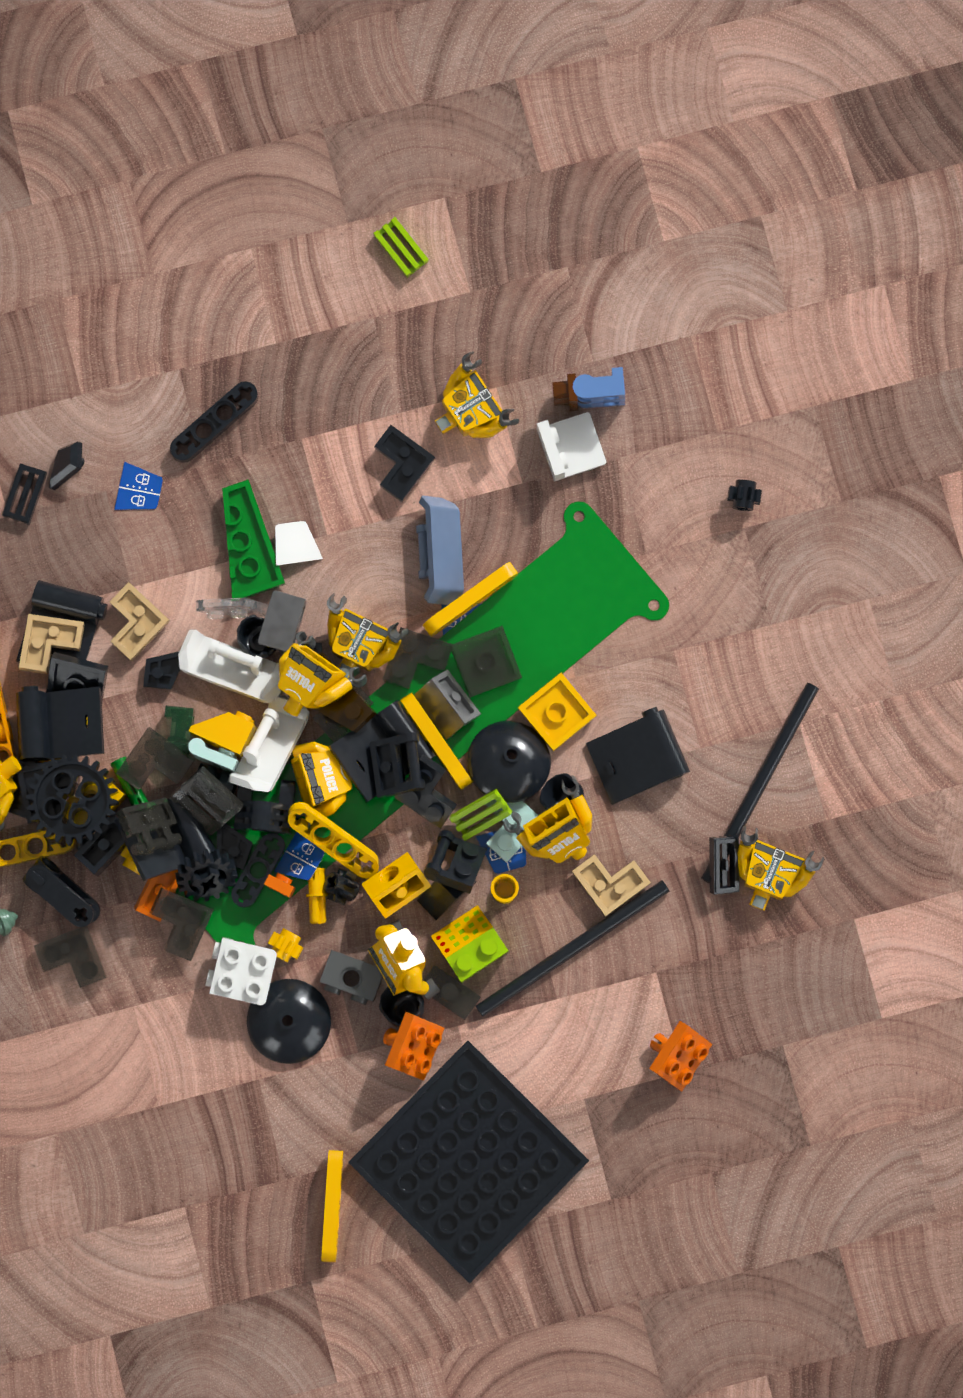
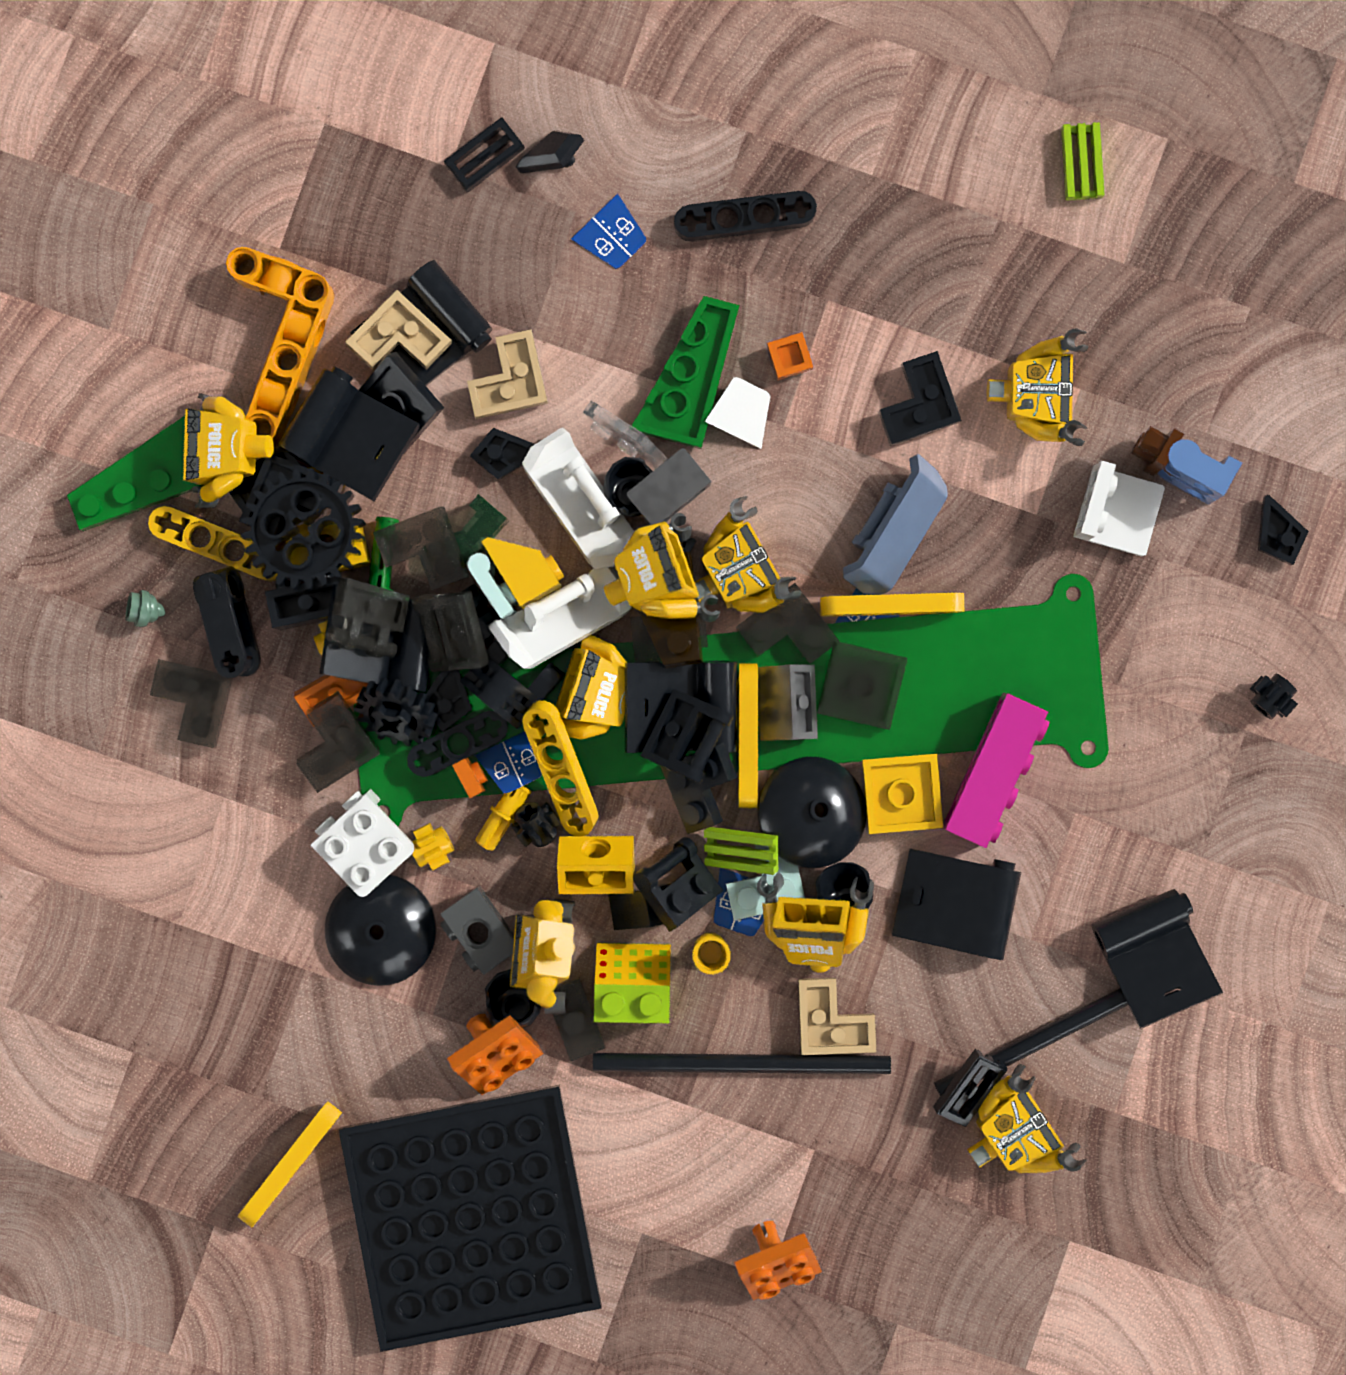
camera: 30 degrees right, 5 degrees up
(301, 489) = (790, 356): none -> orange plate
(604, 658) = (995, 770): none -> dark pink brick
(680, 392) = (1280, 532): none -> black piece
(780, 704) = (1154, 954): none -> black door

